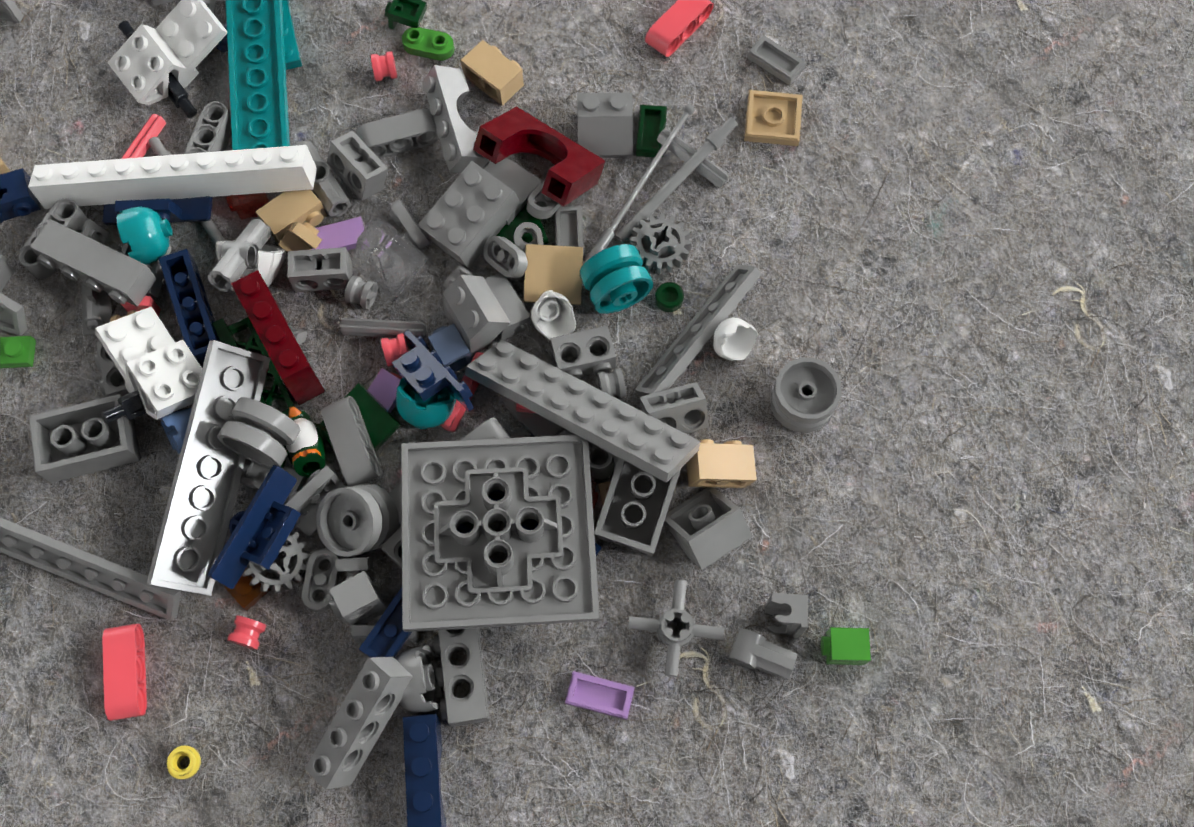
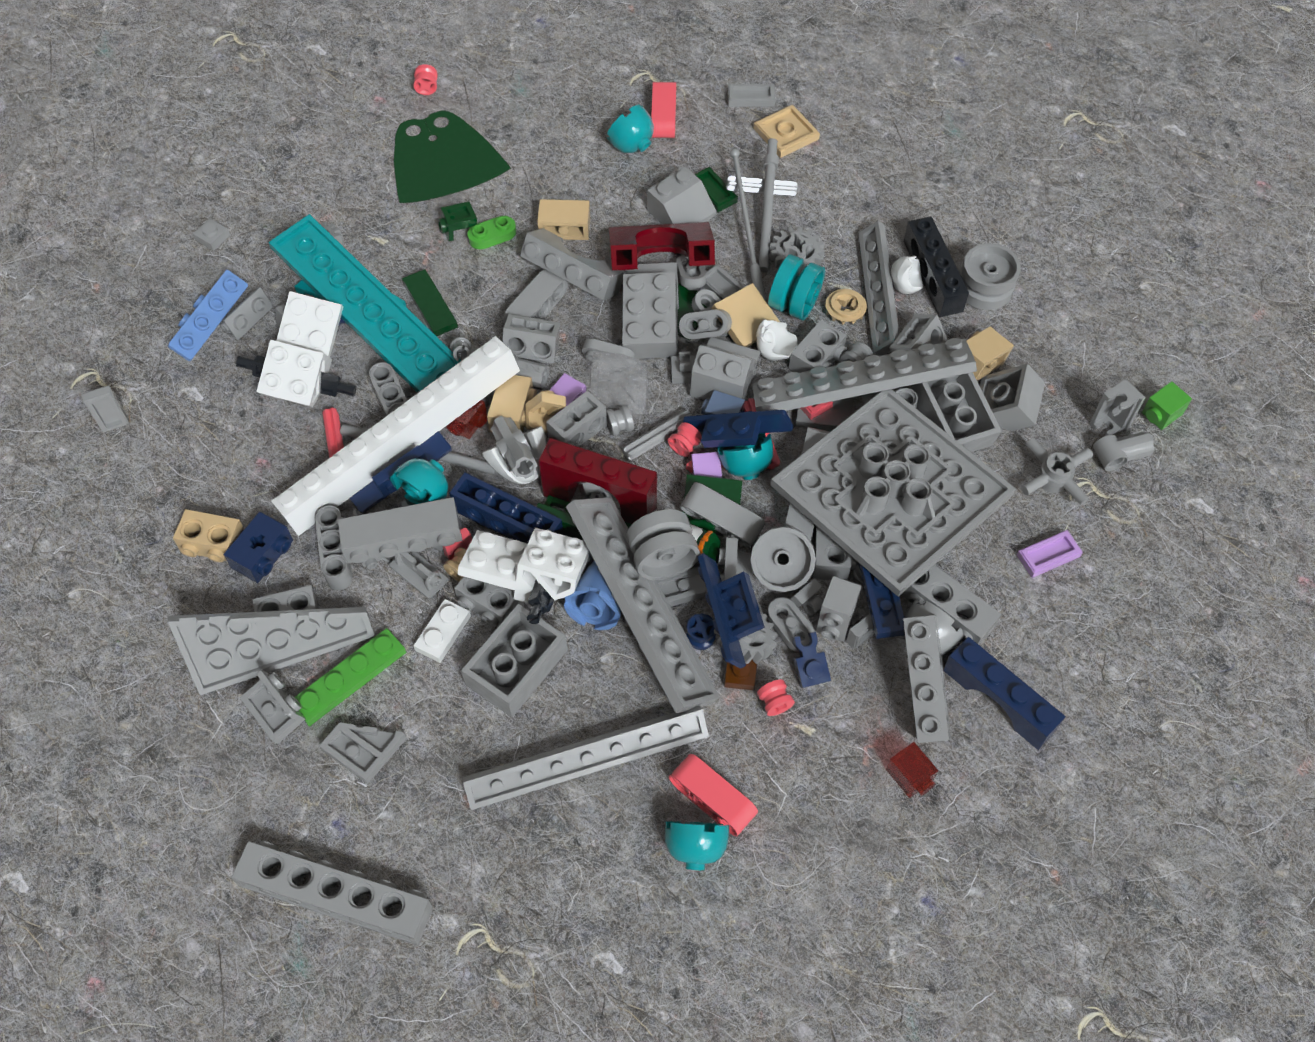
camera: 40 degrees left, 10 degrees down
(68, 370) = (442, 630): none -> white plate
(71, 698) = (696, 842): none -> teal cylinder
(175, 758) = (823, 812): light yellow plate -> none
(287, 787) = (912, 770): none -> clear red brick
(296, 132) = (460, 347): none -> light grey axle
(300, 627) = (811, 665): none -> dark blue plate
(320, 75) = (430, 302): none -> dark green tile
(383, 66) = (477, 264): coral wheel -> none
(626, 26) = (632, 132): none -> teal cylinder
(662, 318) = (843, 298): none -> tan gear
(669, 297) = (834, 281): dark green tile -> none
(768, 348) = (936, 267): none -> black brick

